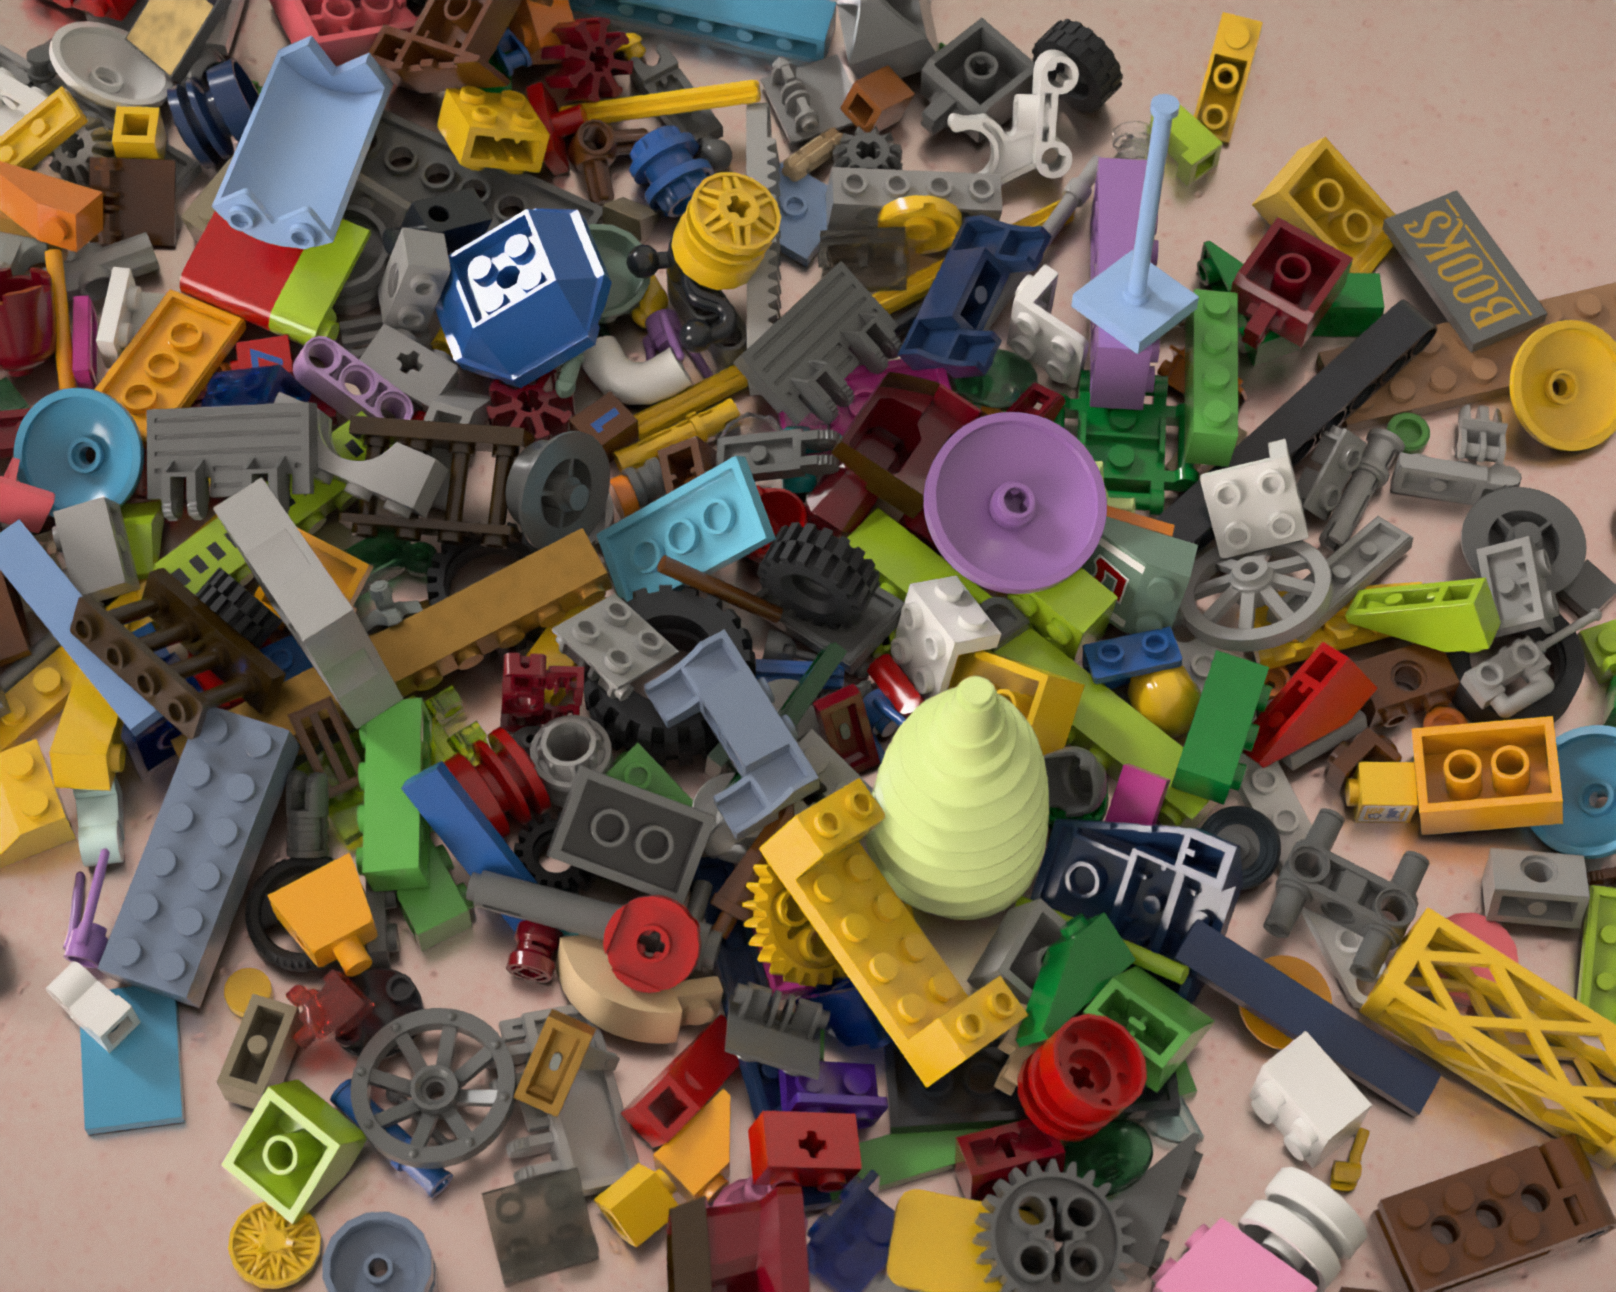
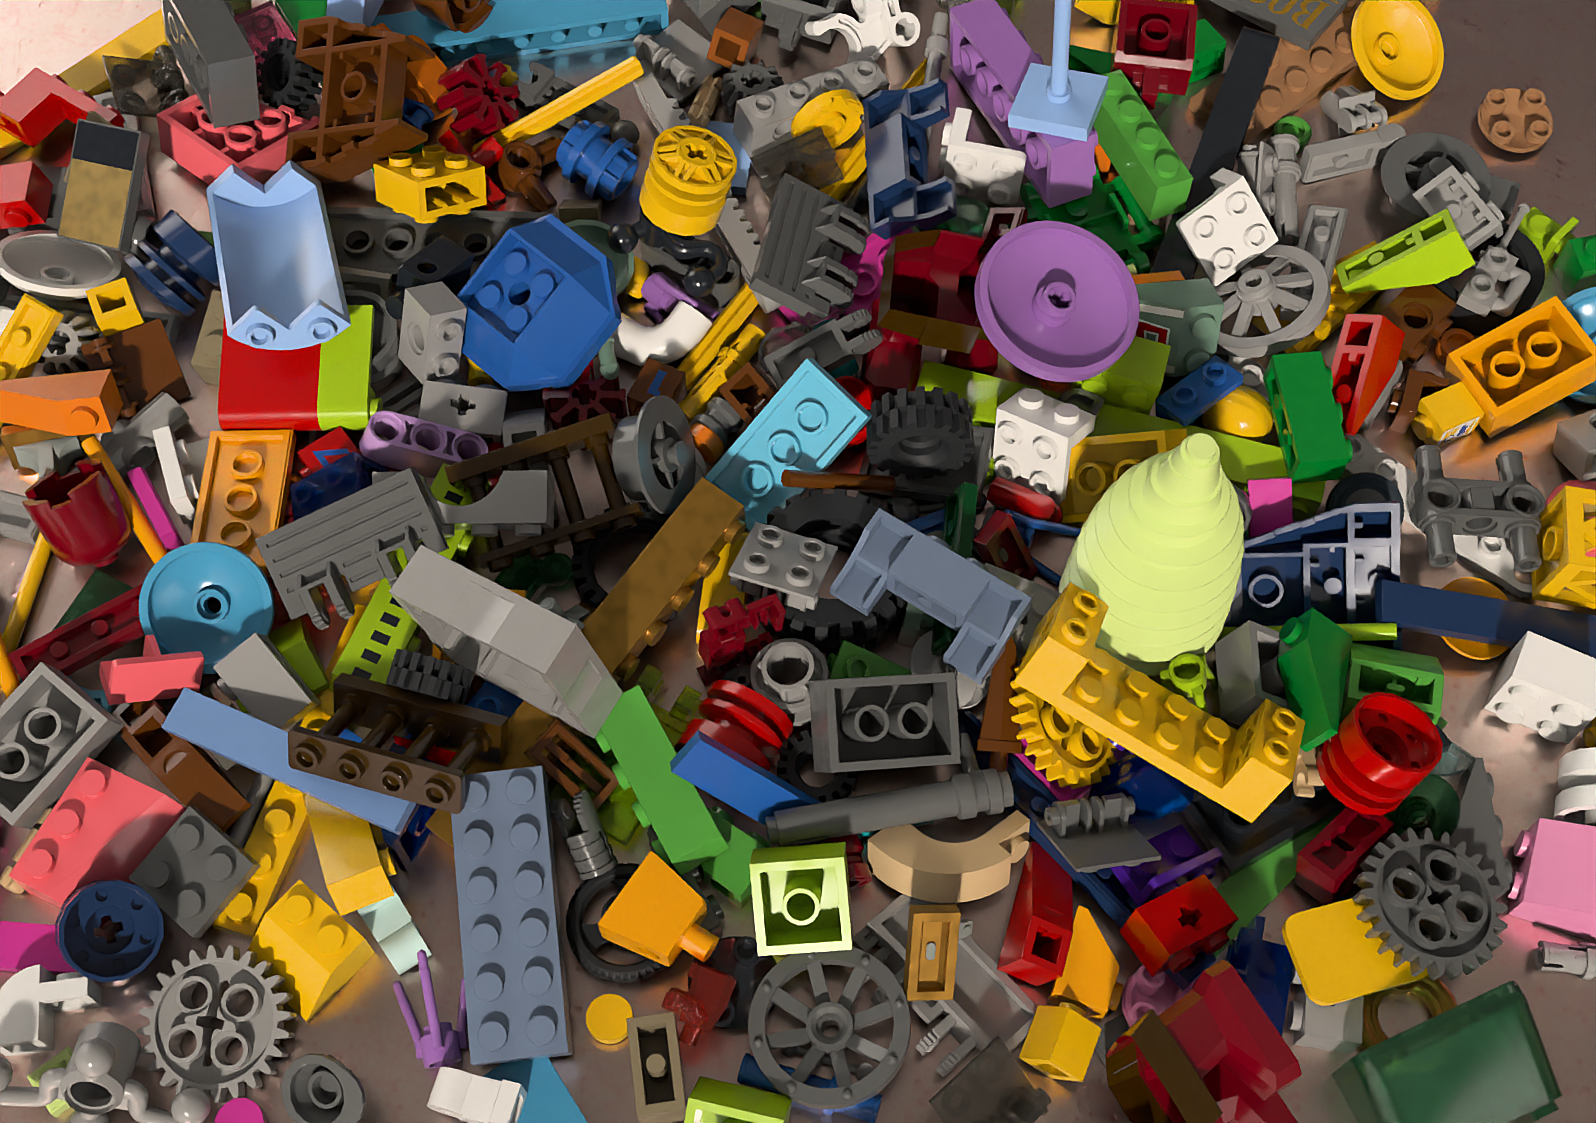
camera: 25 degrees left, 0 degrees up
(467, 961) = (801, 899): none -> lime brick
(627, 954) = (978, 825): red plate -> none
(947, 926) = (1189, 677): none -> lime plant

